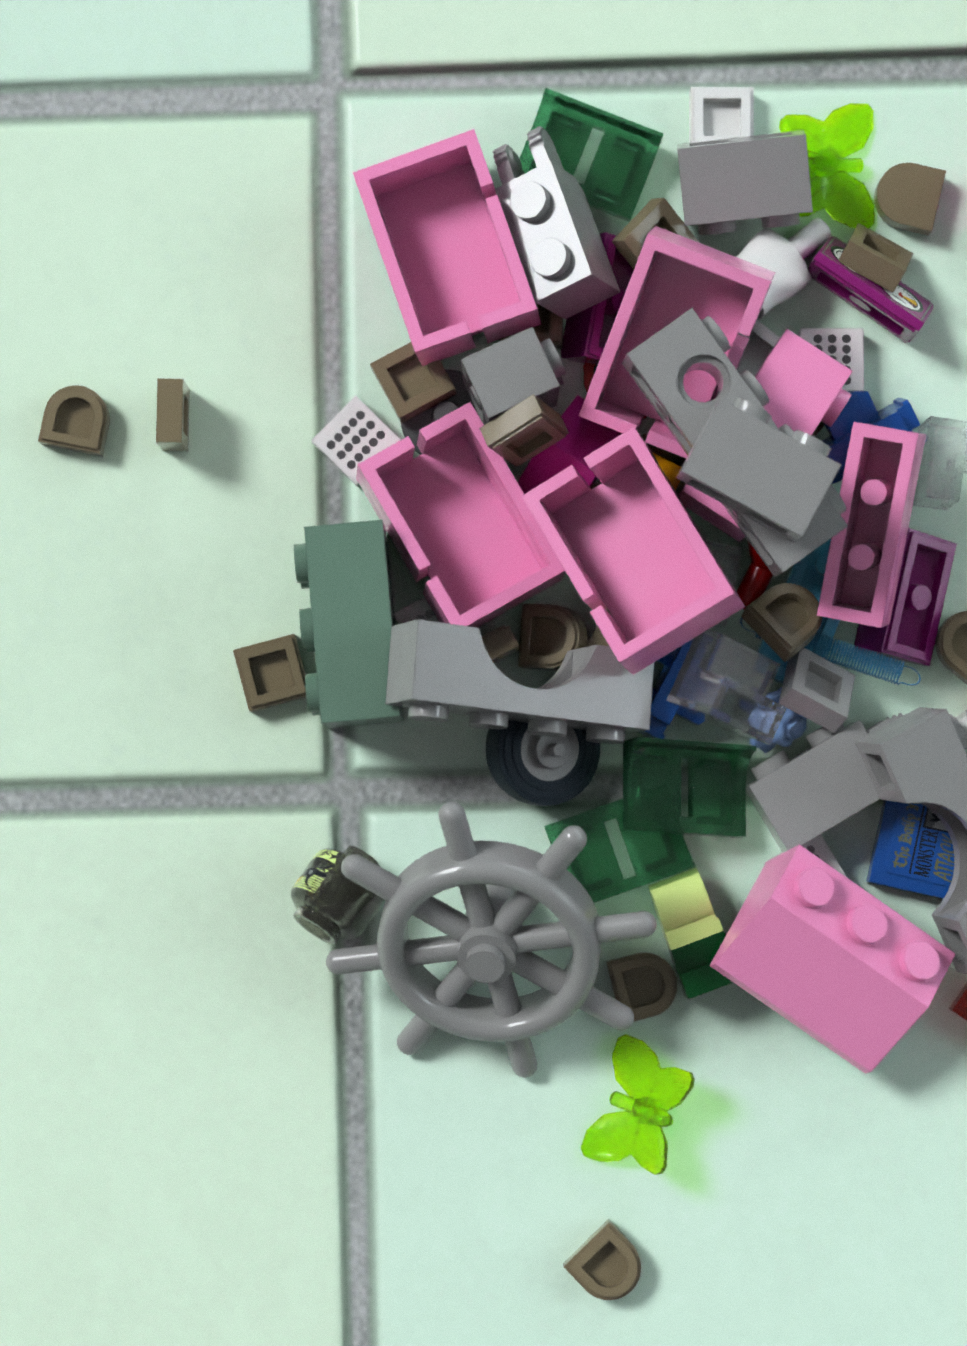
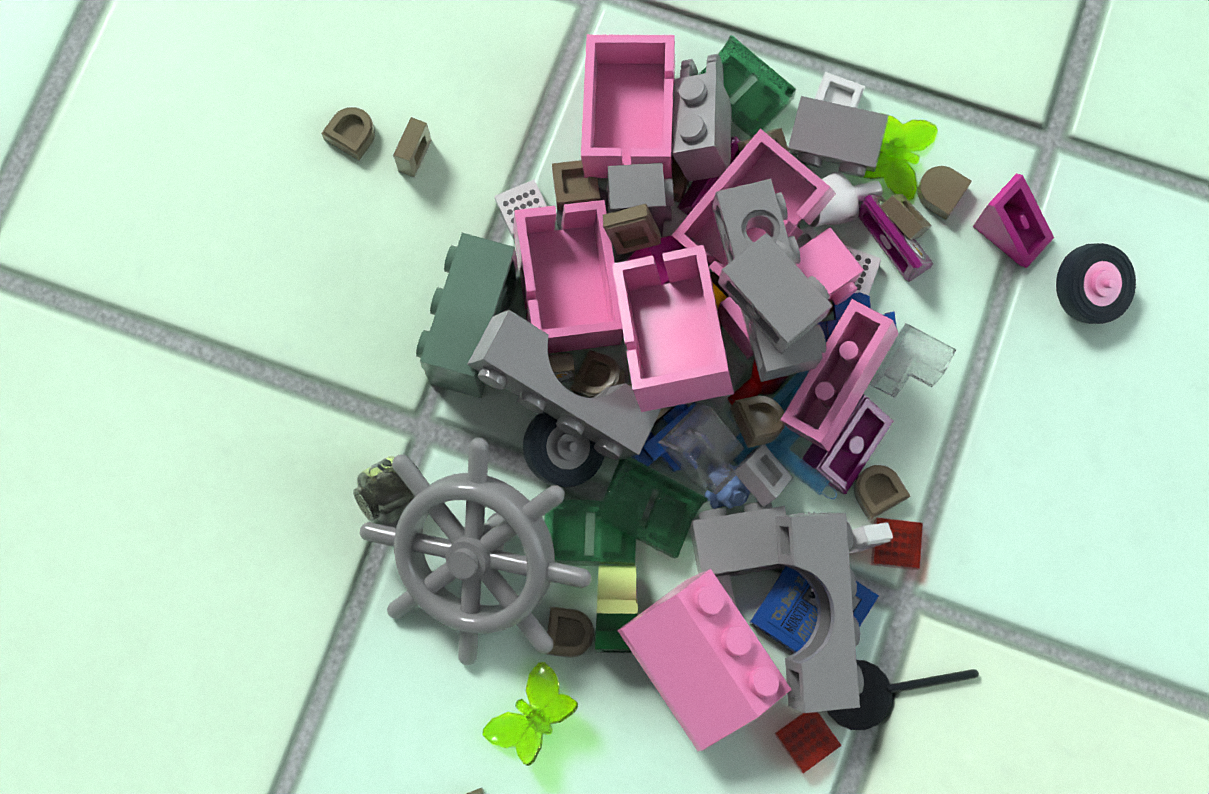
camera: 20 degrees right, 10 degrees down
(271, 672) = (404, 331): dark tan tile -> none

